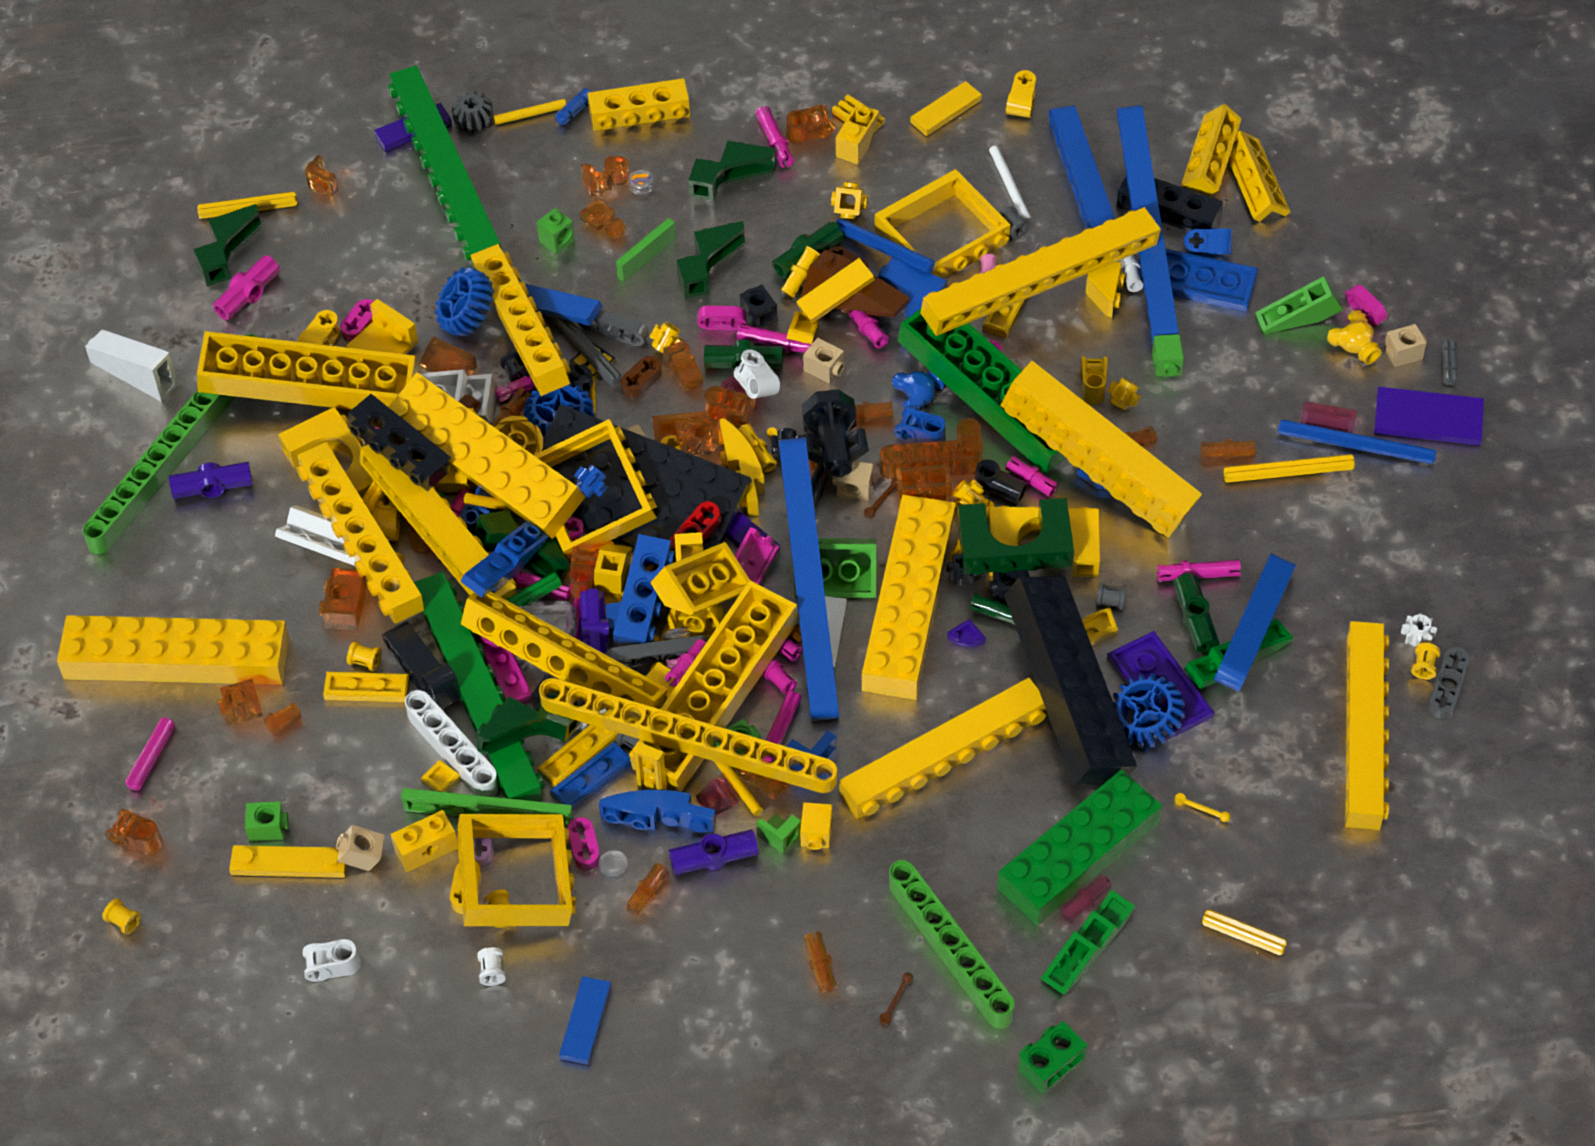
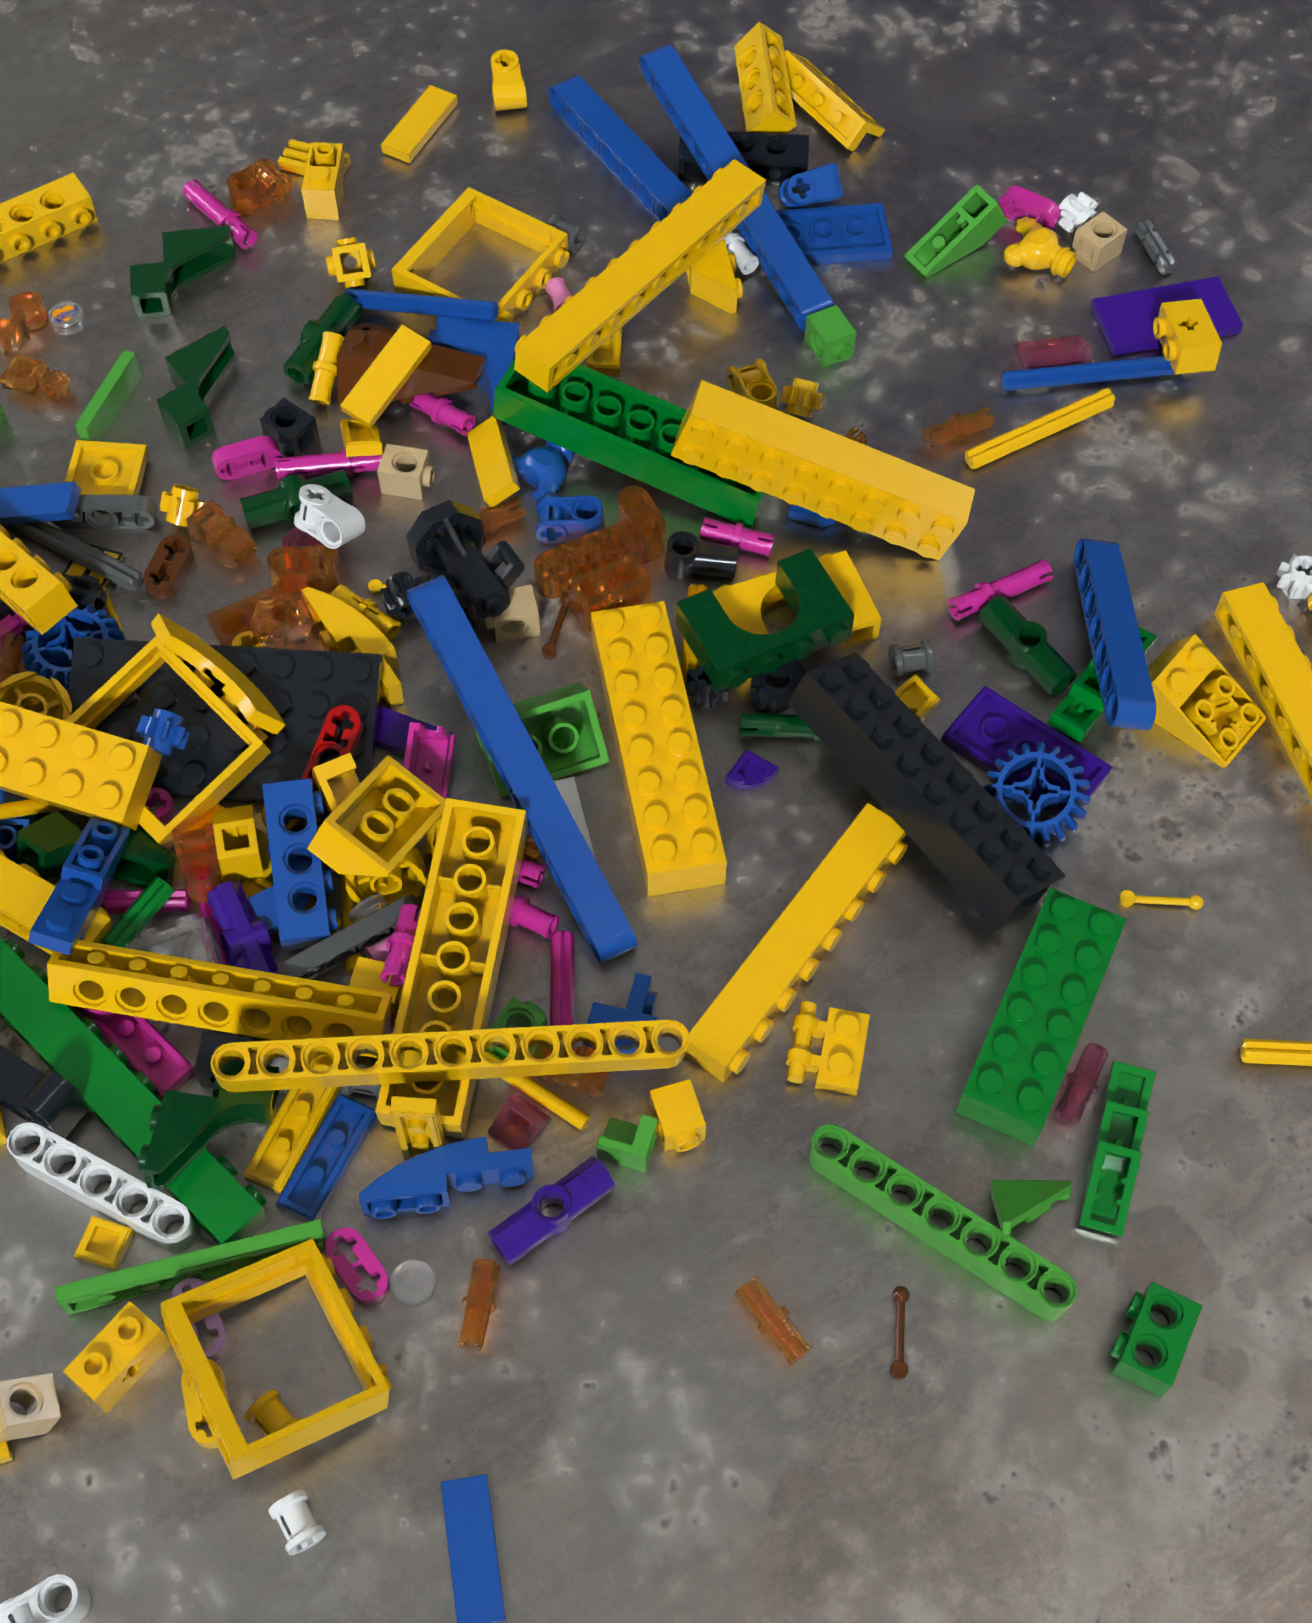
camera: 25 degrees left, 5 degrees up
(627, 297) = (107, 467): none -> yellow plate
(649, 468) = (237, 686): none -> yellow tile
(885, 372) = (493, 461): none -> yellow tile
(939, 827) = (841, 1050): none -> yellow plate
(968, 493) = (671, 585): yellow gear -> none
(1009, 183) = (536, 187): white bar -> none
(1012, 950) = (1025, 1199): none -> bright green tile
(1297, 690) = (1202, 701): none -> yellow slope
(1399, 316) = (1076, 211): none -> white gear
(1426, 435) = (1187, 336): none -> yellow brick

